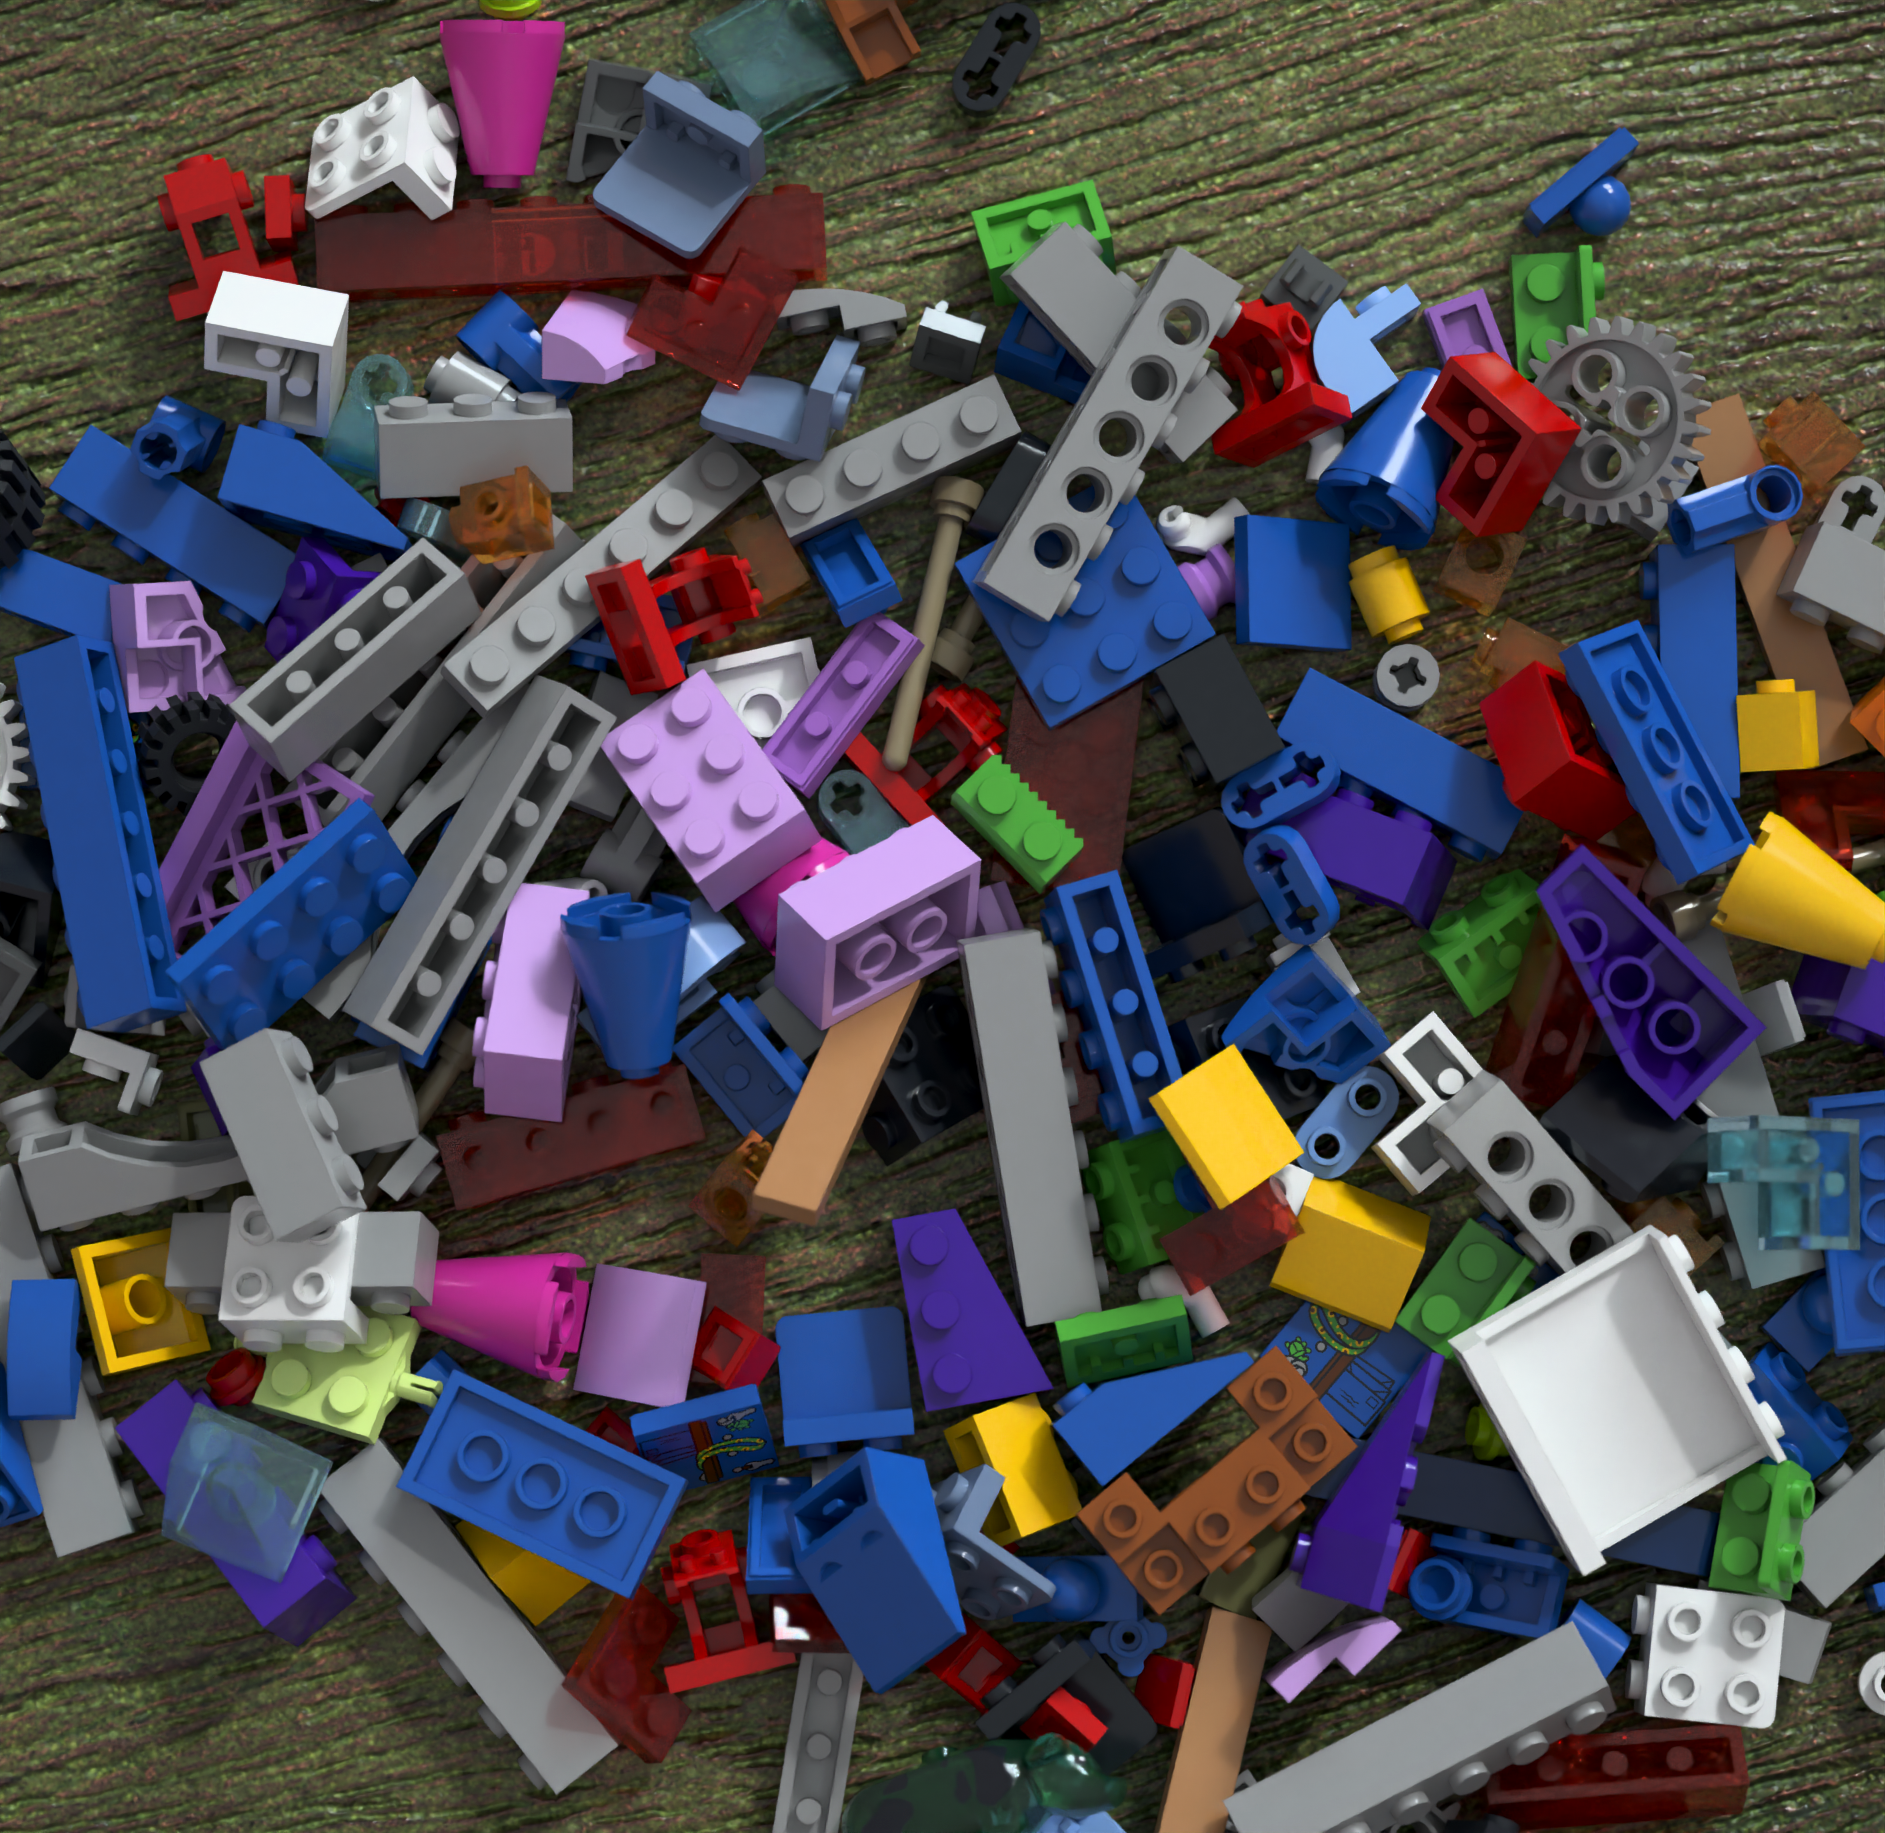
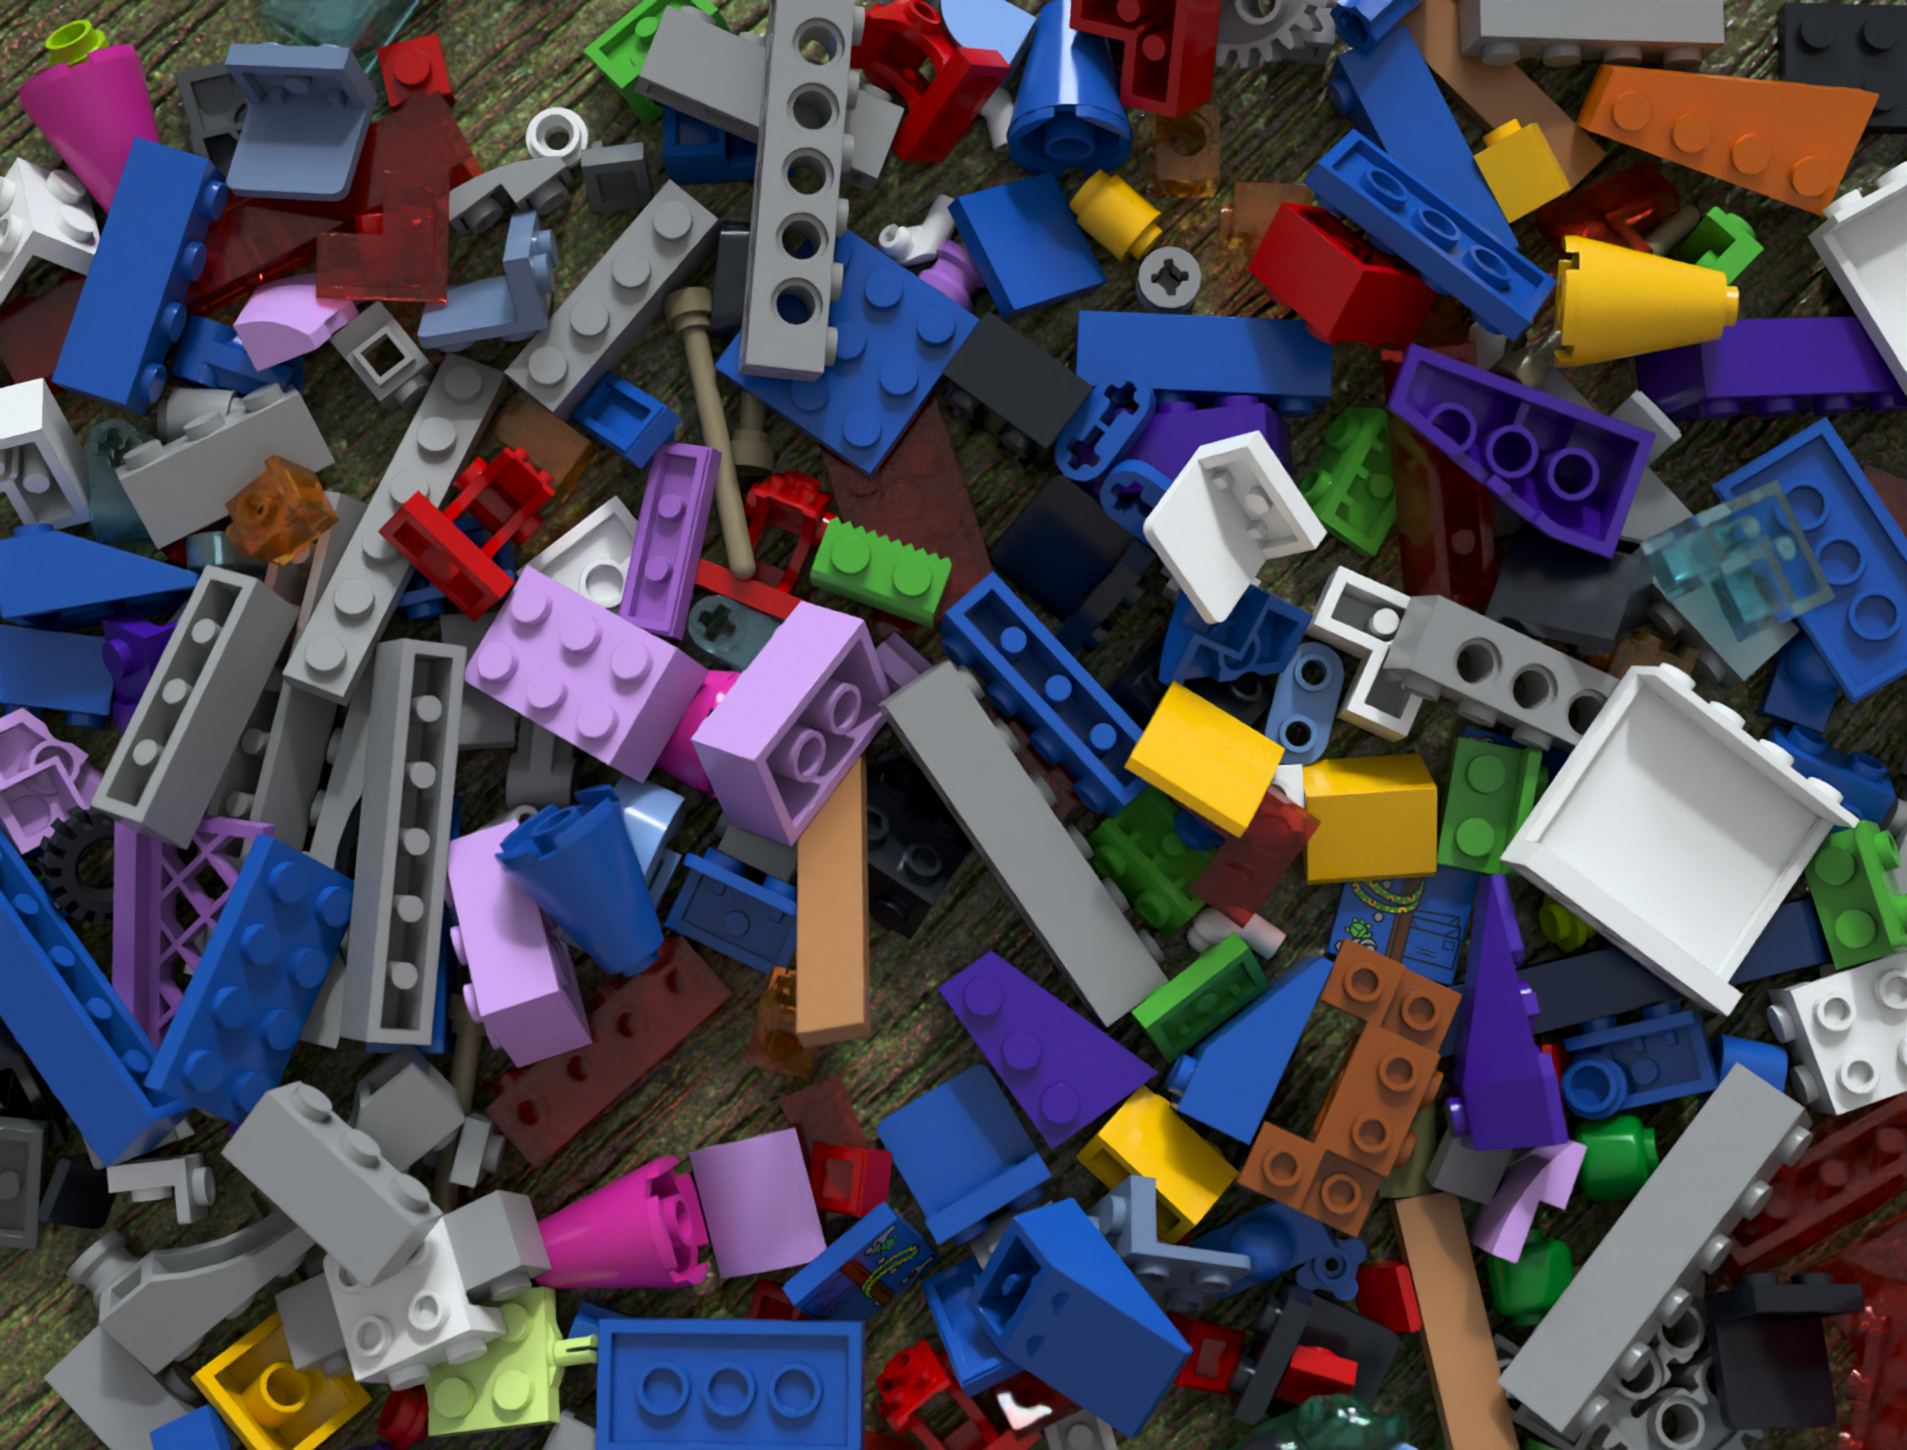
camera: 20 degrees left, 0 degrees up
(477, 245) = (141, 277): none -> blue brick
(666, 444) = (403, 383): none -> light grey window
(808, 158) = (415, 68): none -> red plate
(910, 262) = (555, 121): none -> white plate
(1299, 1727) = (1534, 1283): none -> green head
(1346, 923) = (1226, 519): none -> white bracket
(1426, 1658) = (1617, 1157): none -> green head

